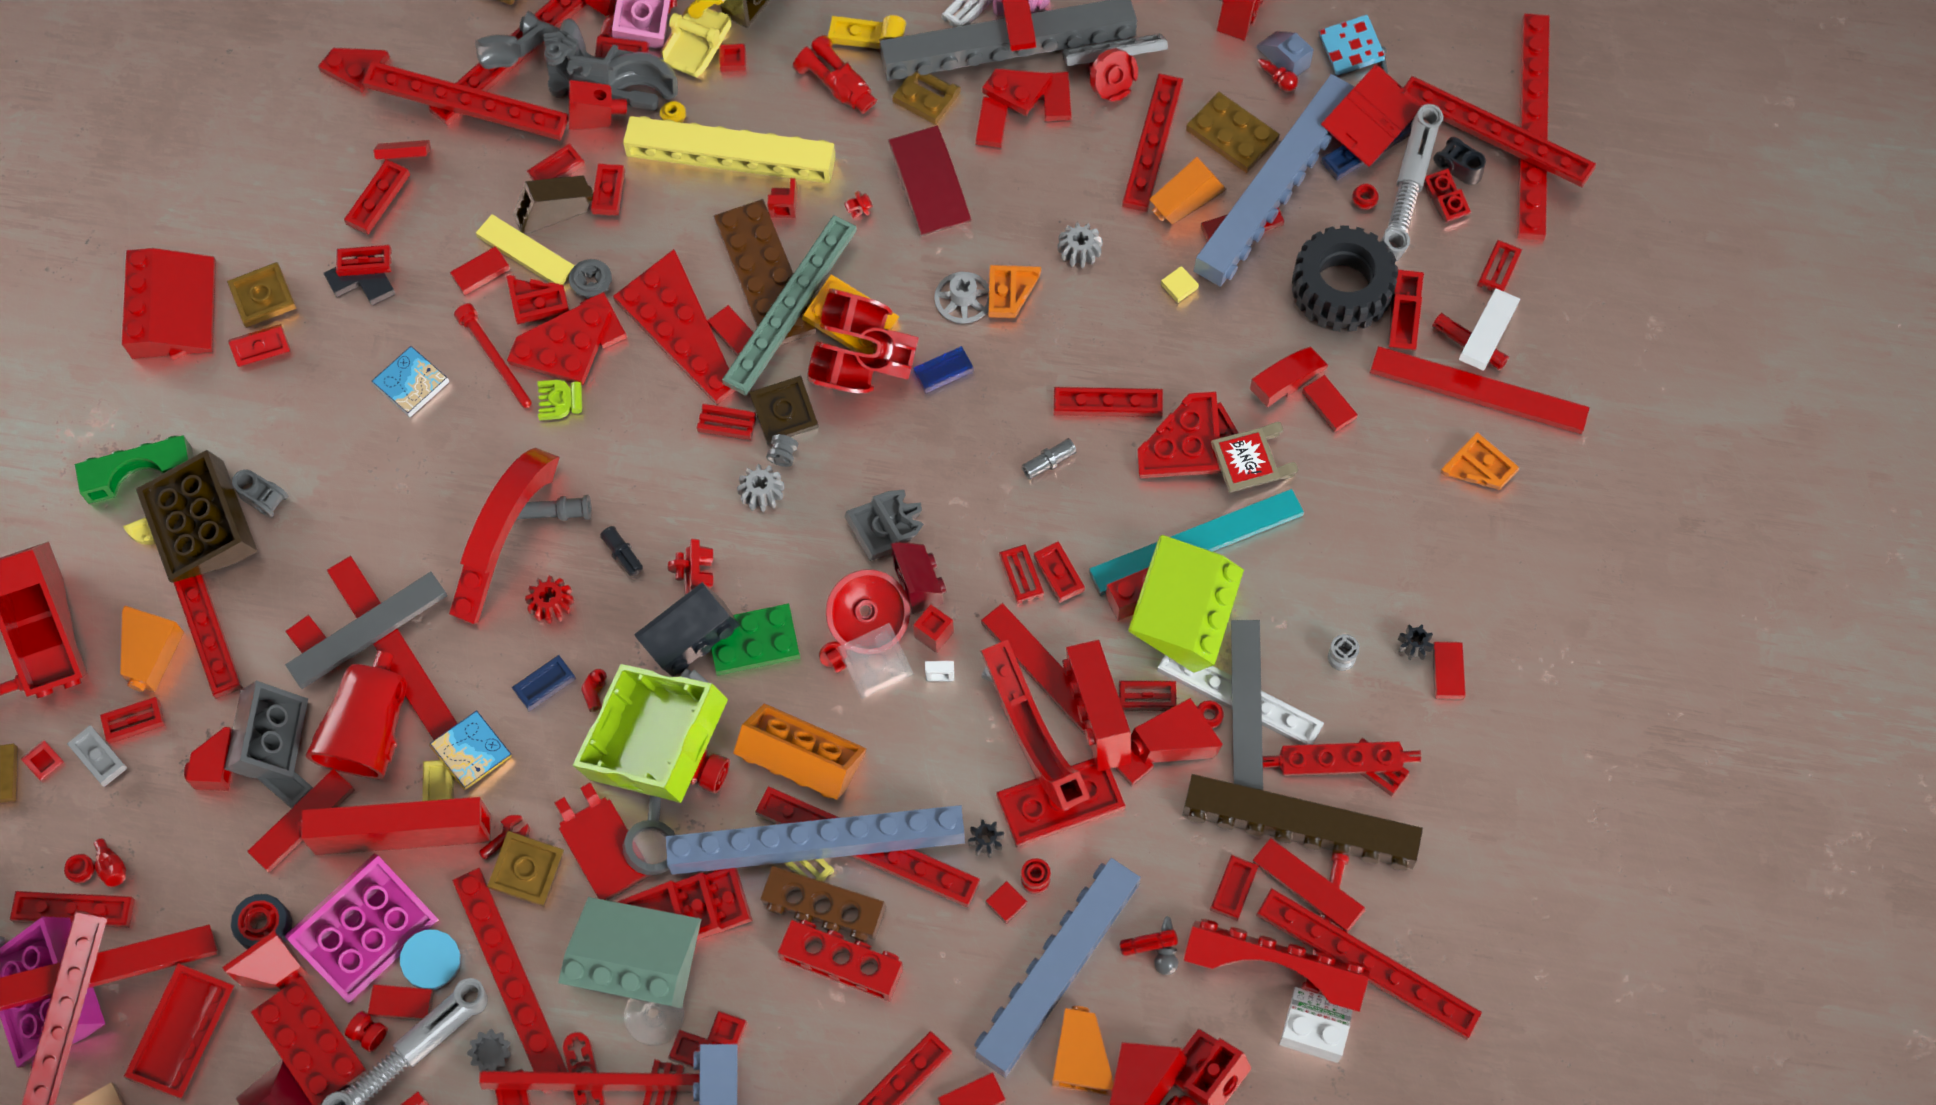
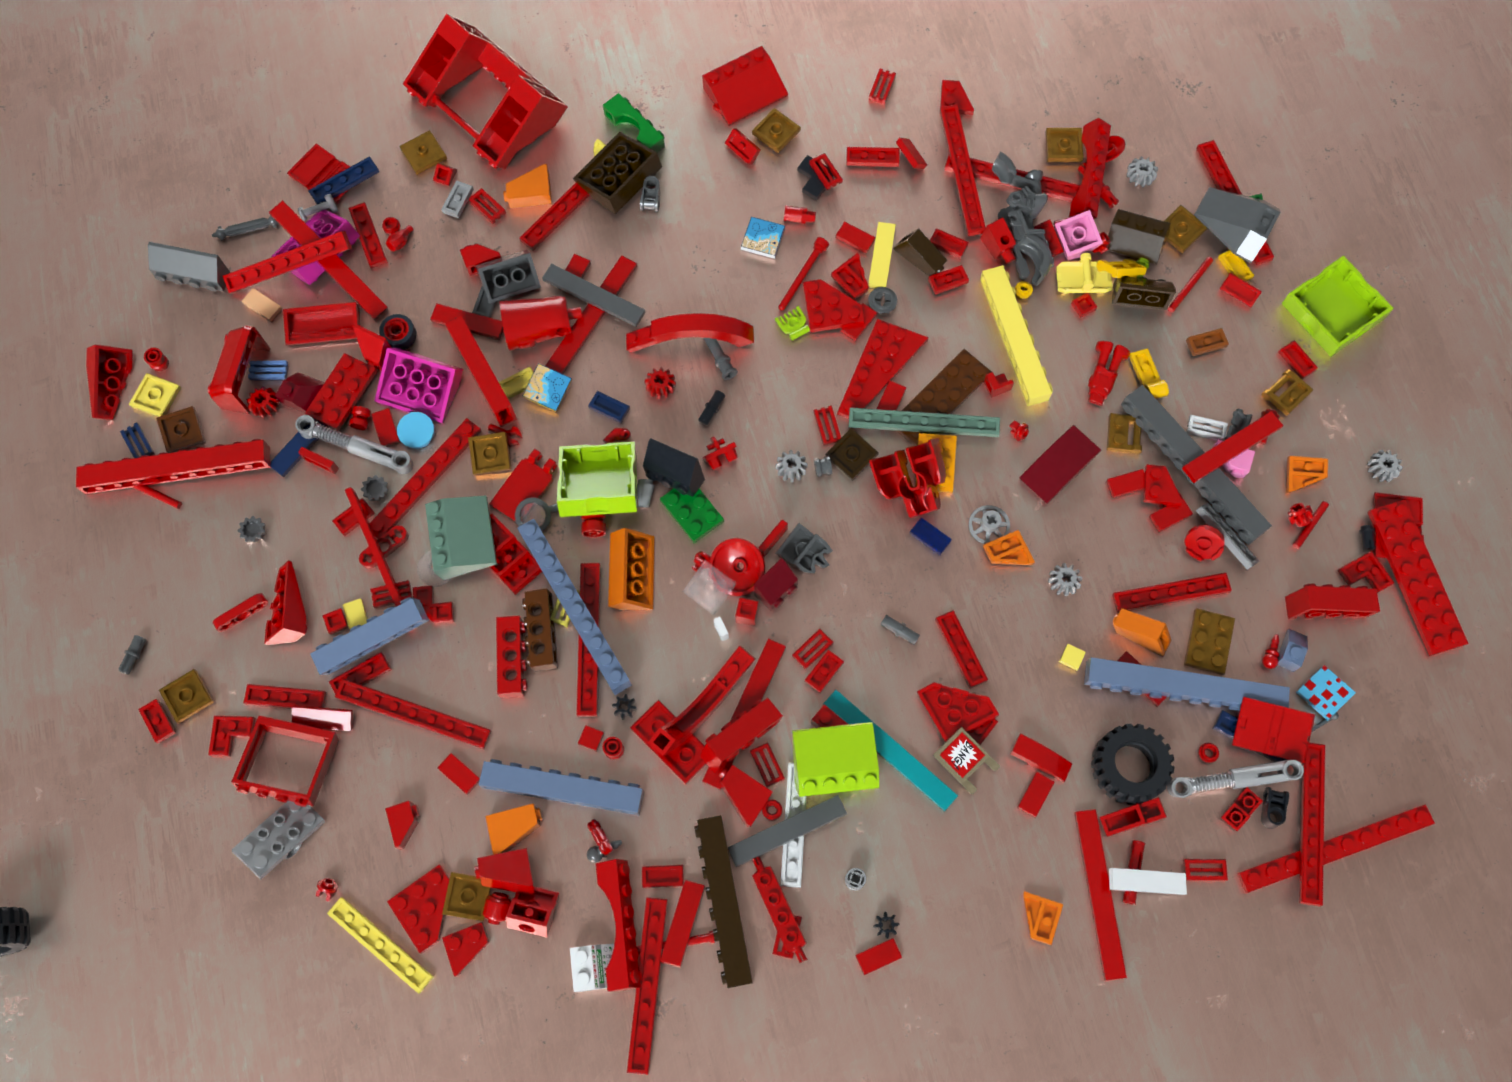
camera: 65 degrees right, 5 degrees up
(267, 127) = (885, 75): none -> red tile
(405, 323) = (798, 214): none -> red hinge
(846, 549) = (773, 537): none -> red tile

